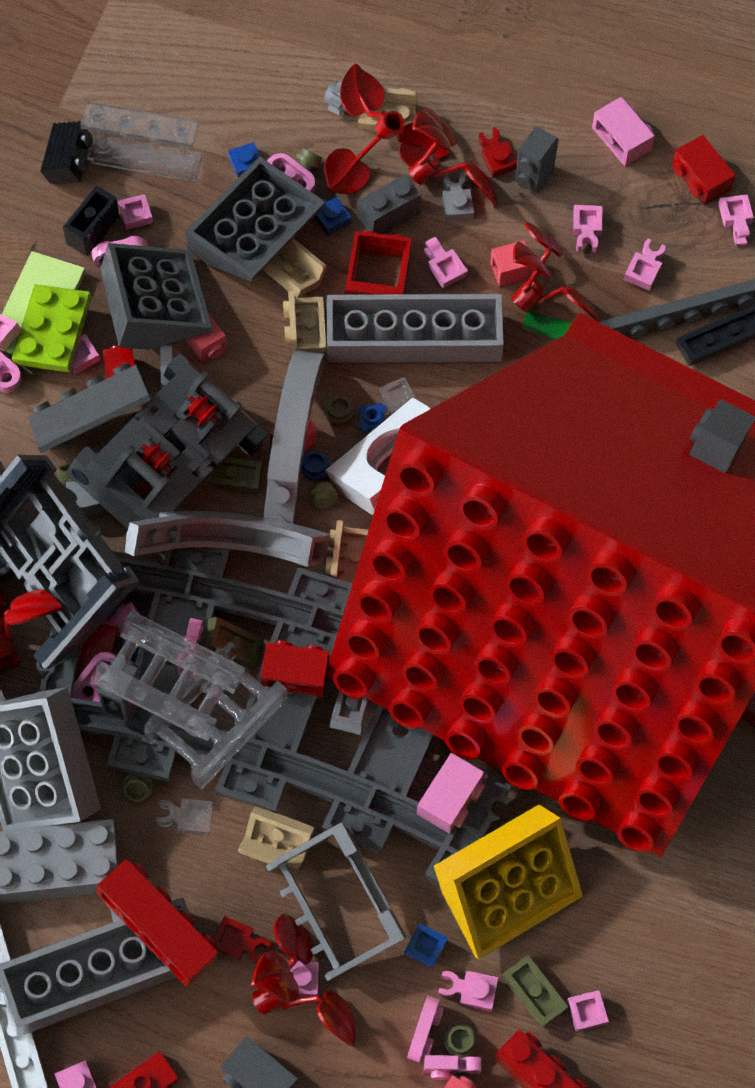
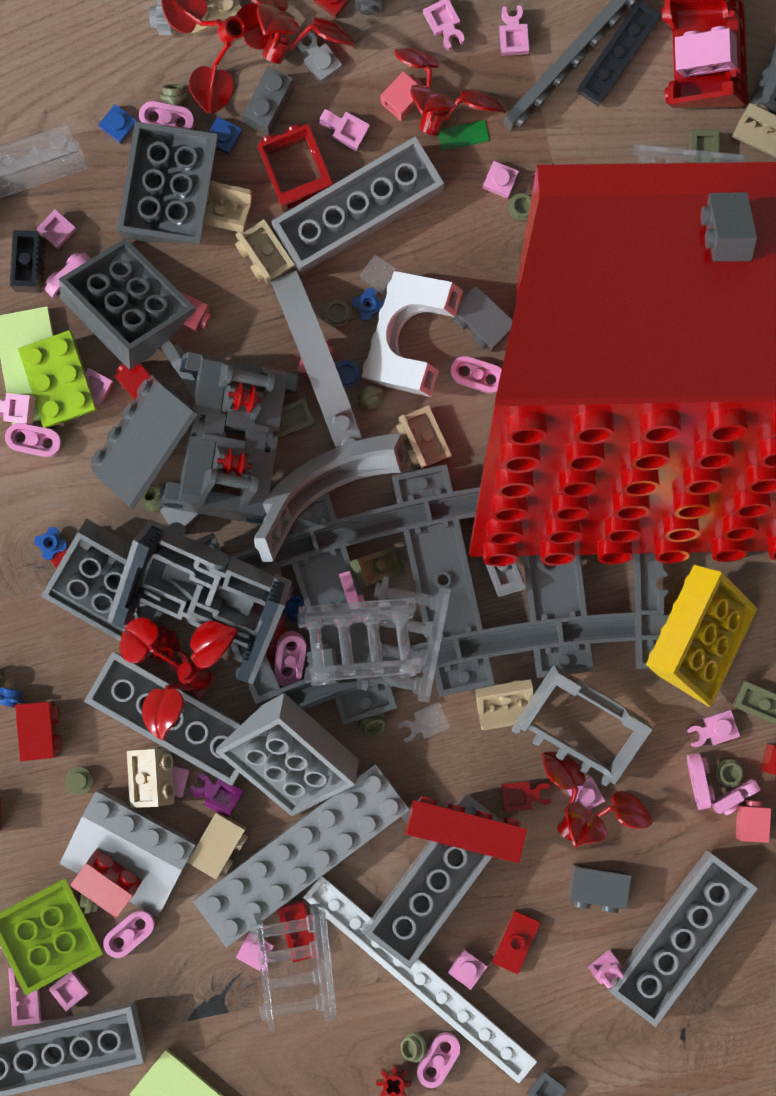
camera: 30 degrees left, 20 degrees up
(295, 667) = (444, 565): red brick -> none
(426, 945) = (664, 717): blue plate -> none
(450, 794) = (624, 596): bright pink brick -> none

